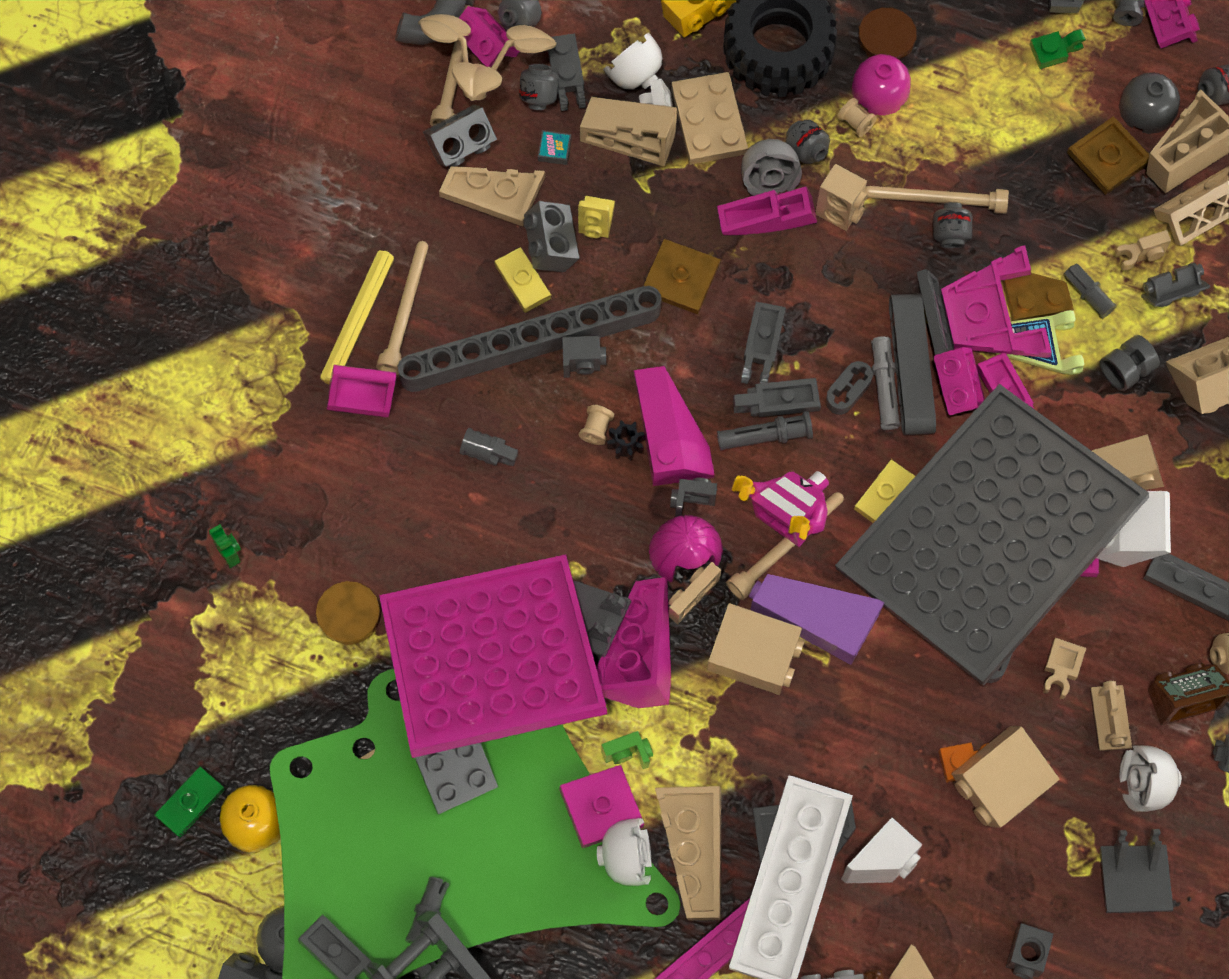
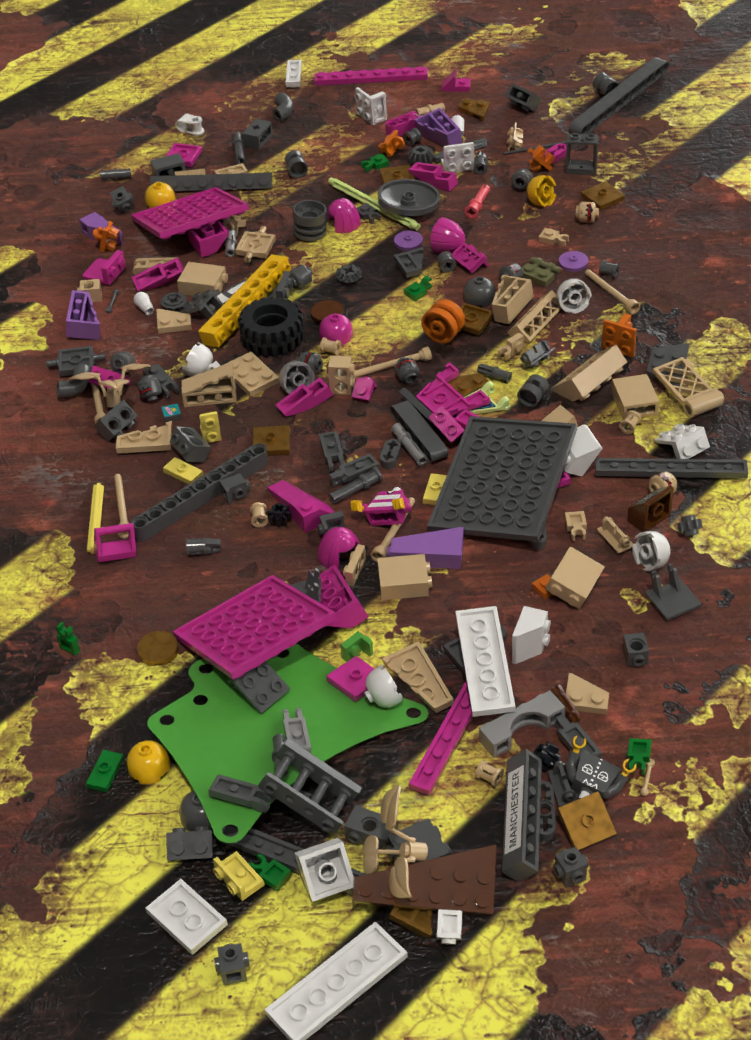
camera: 20 degrees left, 25 degrees down
(468, 880) = (296, 729): none -> light grey hinge
(868, 234) = (363, 389): none -> dark pink bracket
(1056, 151) = (443, 321): none -> orange wheel

